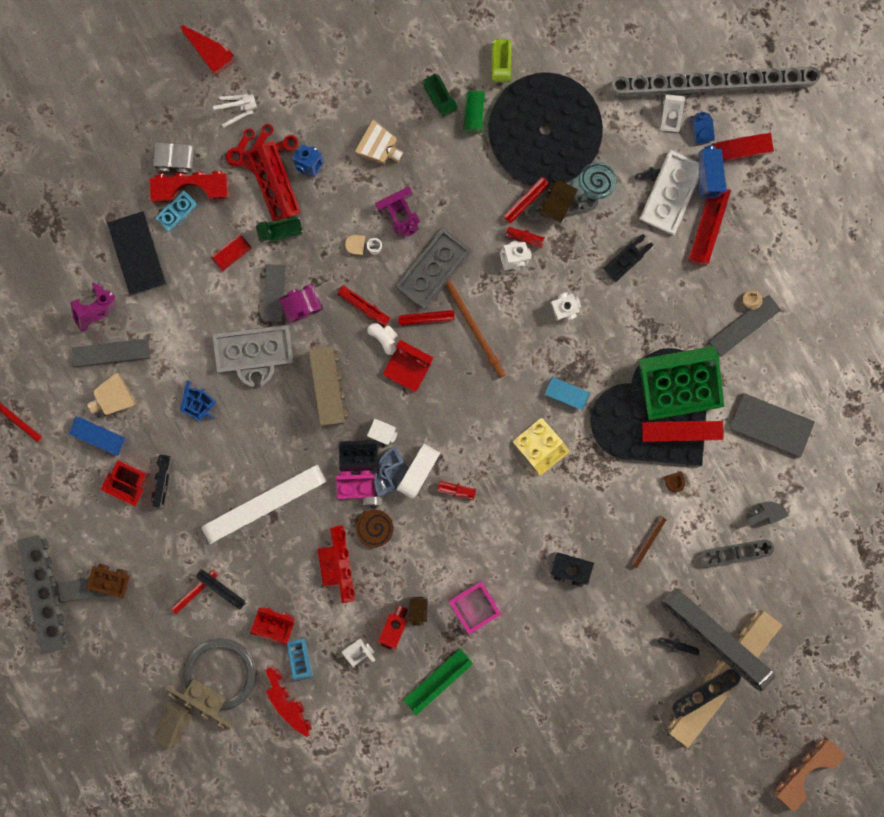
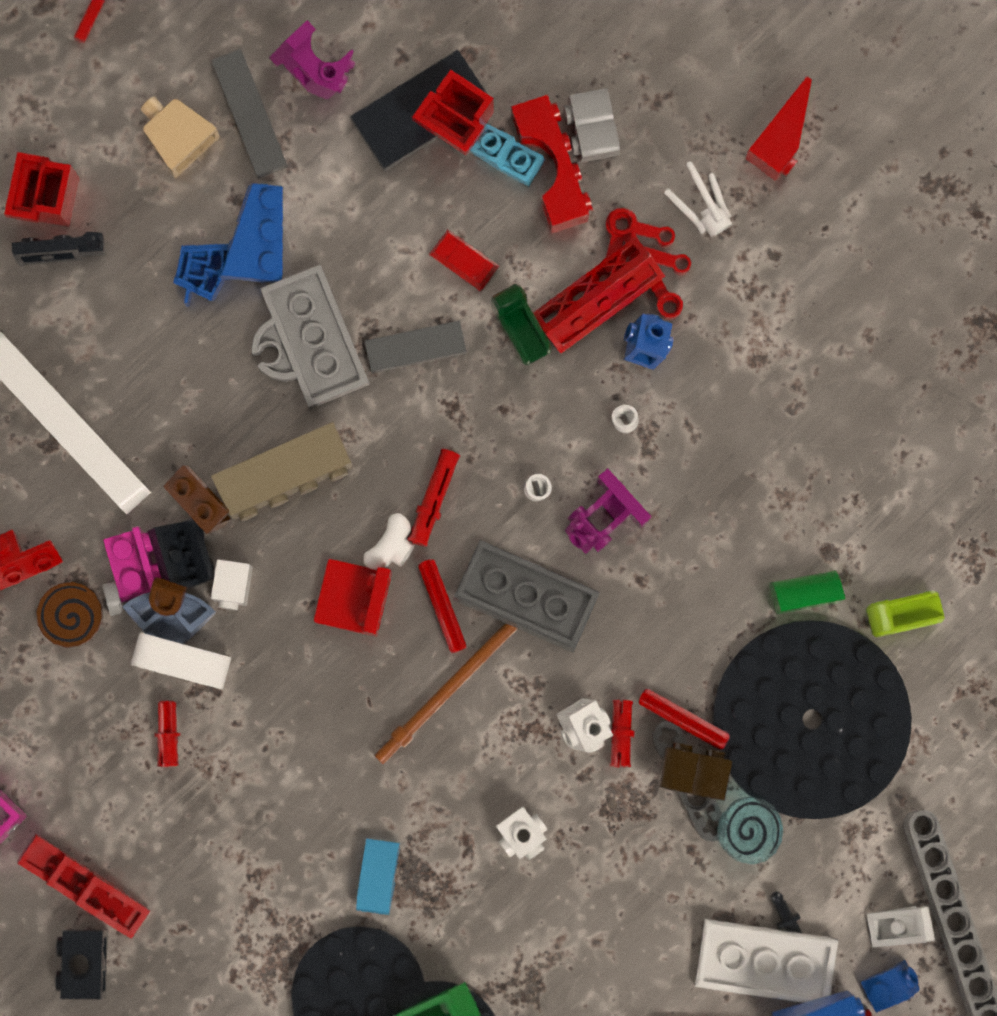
camera: 75 degrees right, 5 degrees down
(96, 435) = (107, 126): blue beam -> none
(147, 232) = (456, 112): none -> red plate
(188, 366) = (257, 243): none -> blue wing
(300, 303) = (407, 392): magenta brick -> none
(329, 438) = (197, 500): none -> reddish brown bracket
(346, 182) = (631, 416): none -> white hinge
(355, 244) = (532, 457): tan tile -> none
(378, 145) = (706, 449): torso -> none
(380, 469) = (166, 597): none -> reddish brown tile
(439, 95) = (817, 526): dark green animal -> none
(528, 558) = (83, 886): none -> red slope
(541, 446) = (276, 855): light yellow bracket -> none
(626, 259) = (631, 916): black hinge -> none

